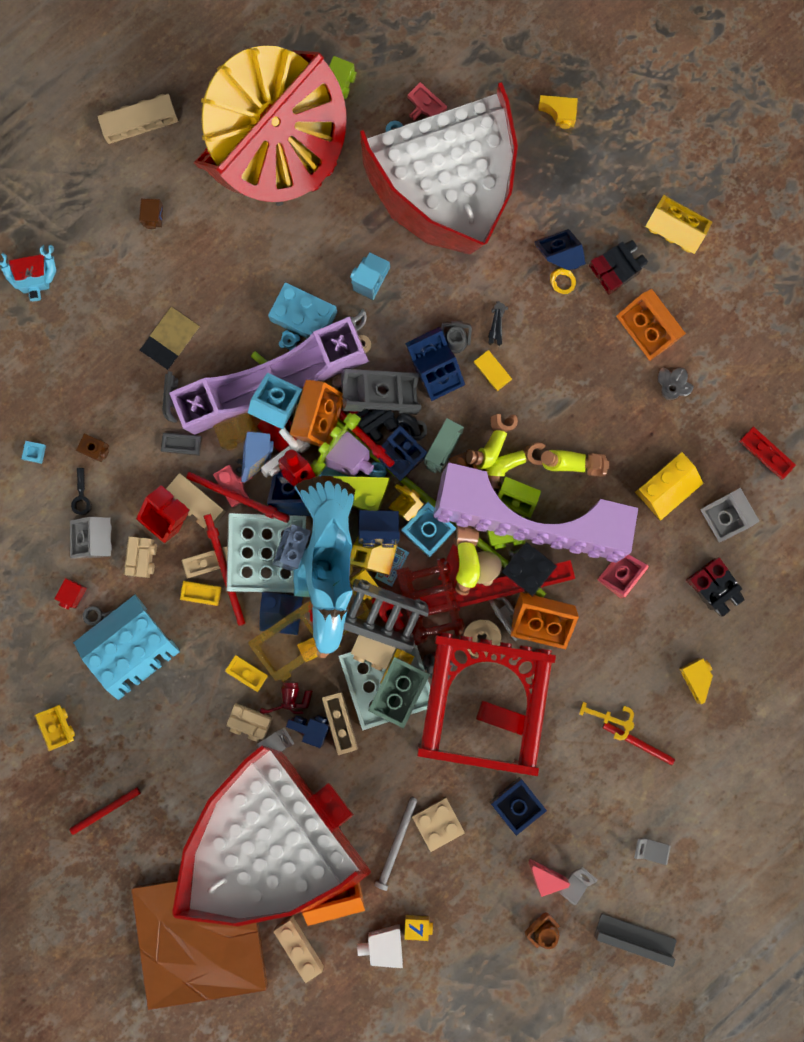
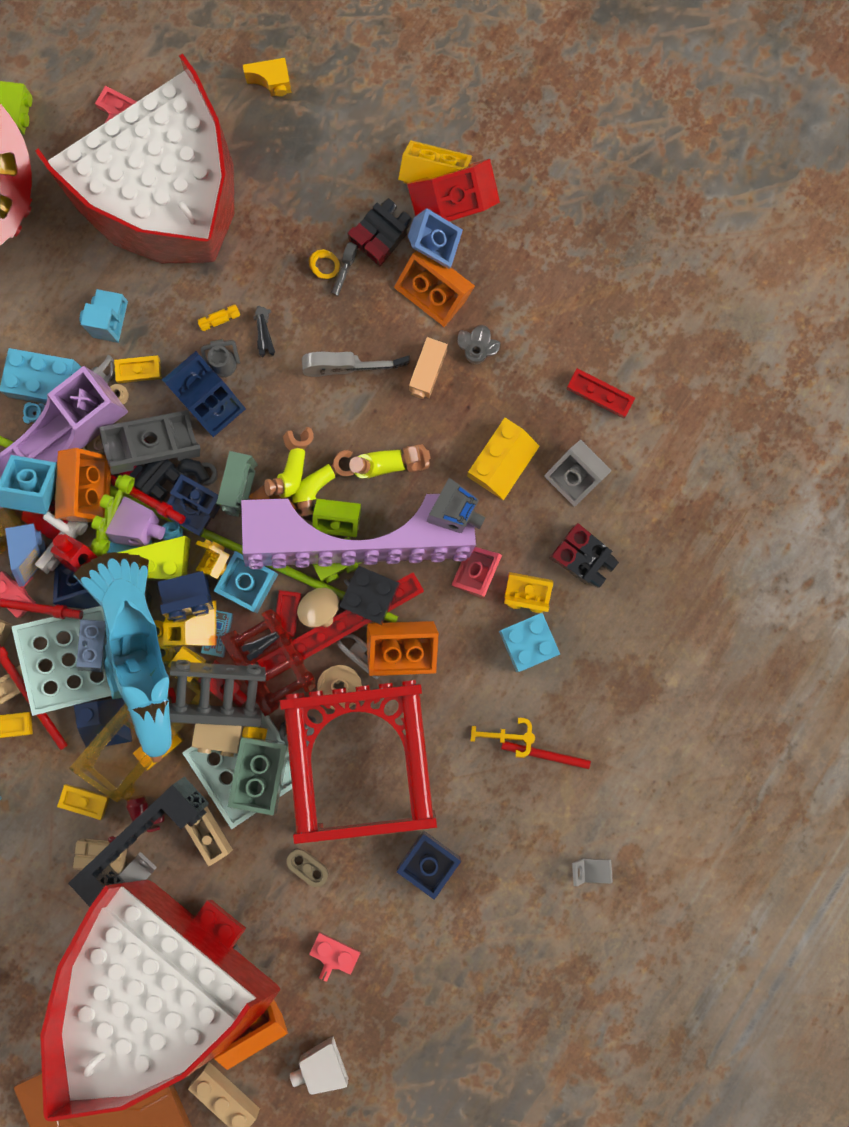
camera: 25 degrees left, 0 degrees up
(314, 731) = (175, 846): dark blue brick -> none
(332, 694) = (179, 802): none -> black plate
(381, 884) = (300, 996): light grey bar -> none
(384, 327) = (137, 369): none -> yellow plate
(416, 779) = (306, 869): none -> dark tan plate
(418, 858) = (333, 955): none -> coral plate
(418, 928) = (353, 1035): yellow brick -> none
(427, 585) = (258, 646): none -> black piece
(438, 824) = (346, 910): tan plate -> none
(462, 302) = (218, 317): none -> yellow axle
(468, 559) = (299, 605): neon yellow piece -> none
(492, 370) = (272, 384): yellow tile -> none
(501, 717) = (382, 770): red beam -> none
(545, 932) = (498, 997): dark orange piece -> none
(546, 879) = (482, 937): coral slope -> none
(555, 368) = (330, 363): none -> light grey piece
(562, 250) = (314, 230): dark blue slope -> none
(576, 292) = (348, 259): none -> dark grey piece
(578, 885) = (519, 935): light grey bracket -> none
(623, 518) = (455, 509): none -> dark grey torso
(627, 392) = (427, 368): none -> light nougat brick
(635, 939) = (601, 976): dark grey panel -> none
(651, 646) = (529, 642): none -> medium azure brick
(661, 603) = (528, 592): none -> yellow bracket
(664, 284) = (435, 237): none -> medium blue slope
(688, 252) = (457, 192): none -> red slope
(698, 678) = (591, 664): yellow slope -> none

